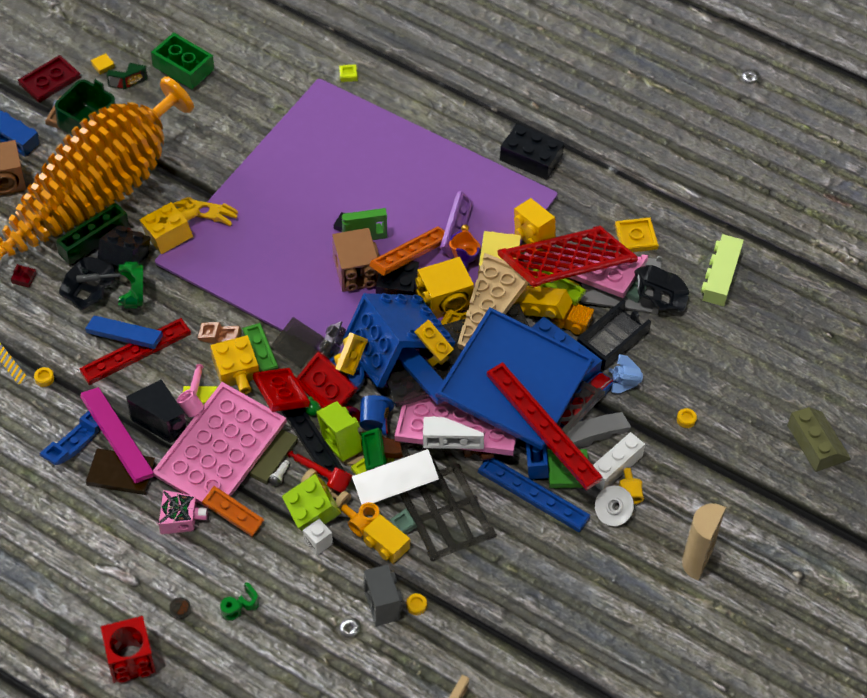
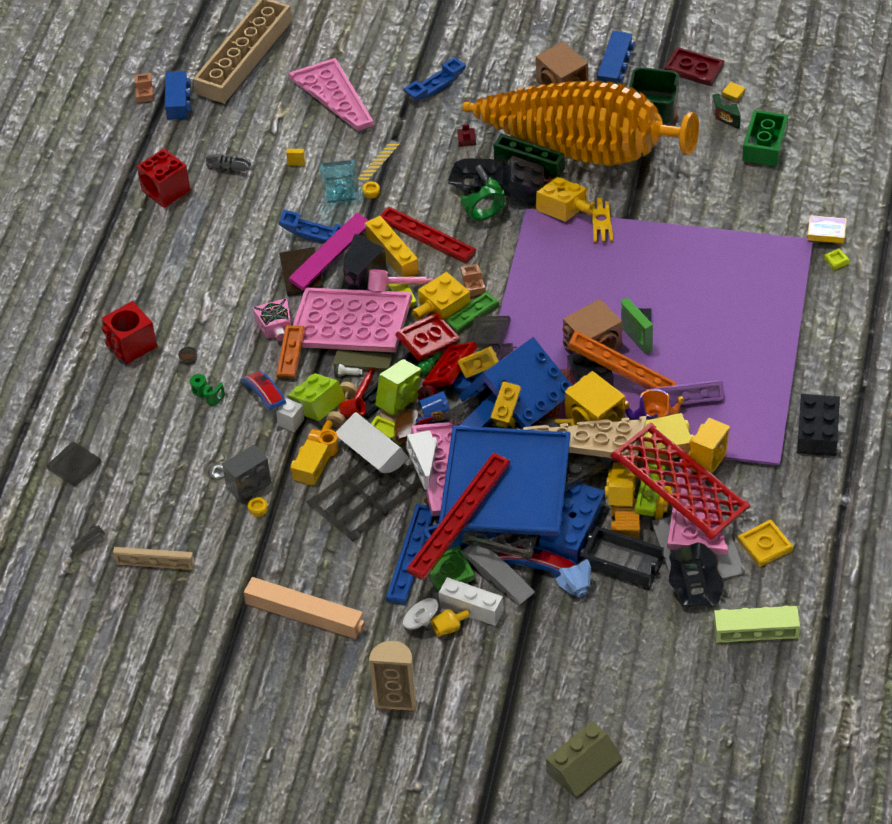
camera: 75 degrees right, 5 degrees down
(26, 394) = (339, 181): none -> clear light blue brick
(123, 383) = (396, 251): none -> yellow brick
(124, 332) = (438, 217): blue tile -> none
(274, 545) = (265, 389): none -> slope
(313, 64) = (826, 229): none -> tile
(373, 449) = (393, 418): green tile -> none
(404, 521) = (334, 469): sand green tile -> none
(565, 600) = (304, 608): none -> light nougat brick
(686, 418) = (556, 647): yellow tile -> none

